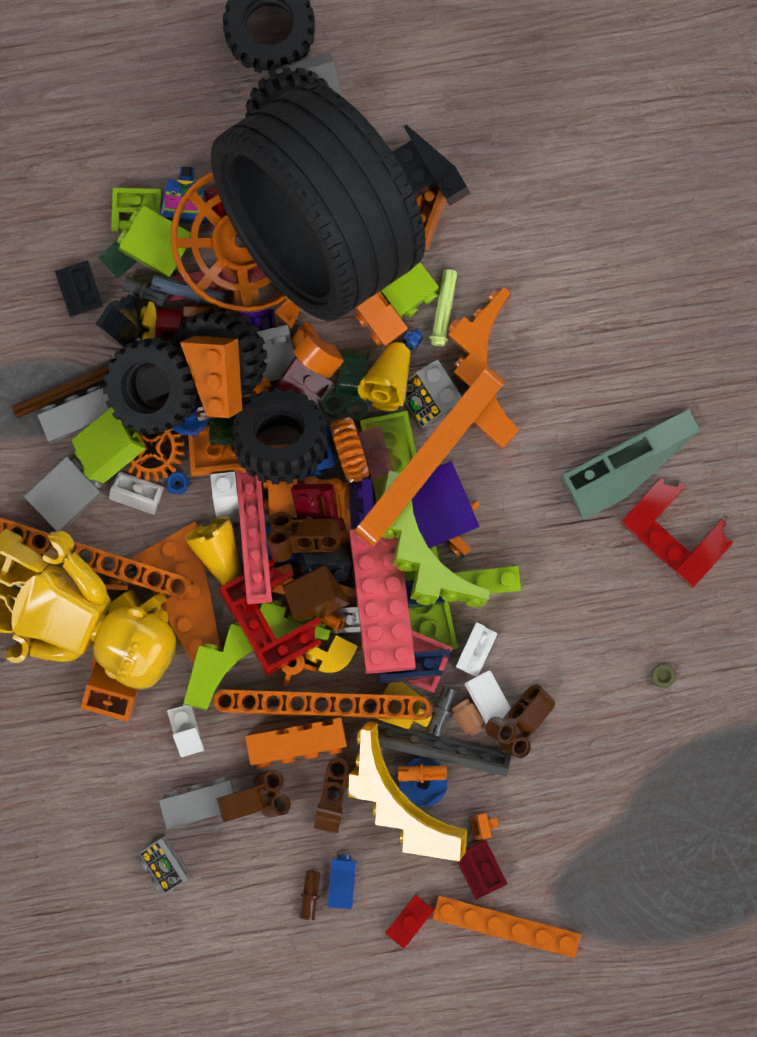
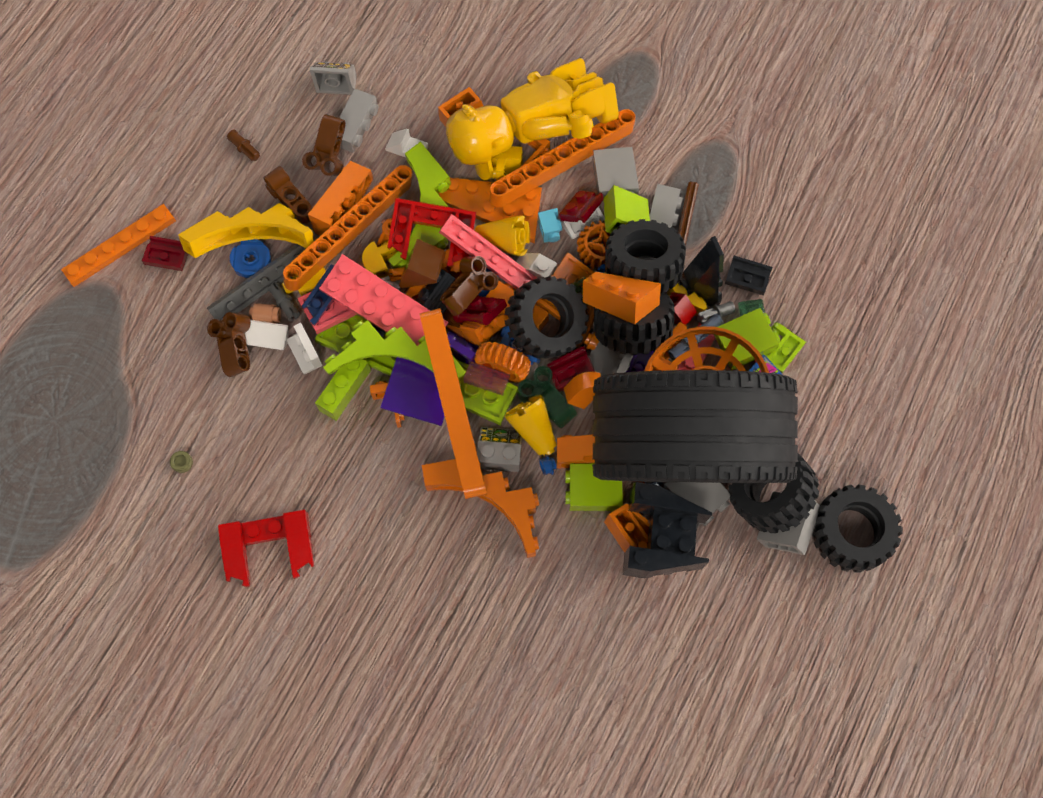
camera: 125 degrees right, 15 degrees down
(127, 499) = (581, 206): none -> dark red plate
(170, 516) = (549, 225): none -> medium azure brick
(182, 487) = (568, 242): blue plate -> none
(342, 882) = (236, 170): blue bracket -> none
(409, 921) = (175, 191): red tile -> none
(422, 773) = (254, 256): orange axle -> none
(444, 308) = (553, 503): yellowish green axle -> none
(482, 825) = (190, 274): orange tile -> none
(627, 466) = (340, 546): sand green wedge -> none

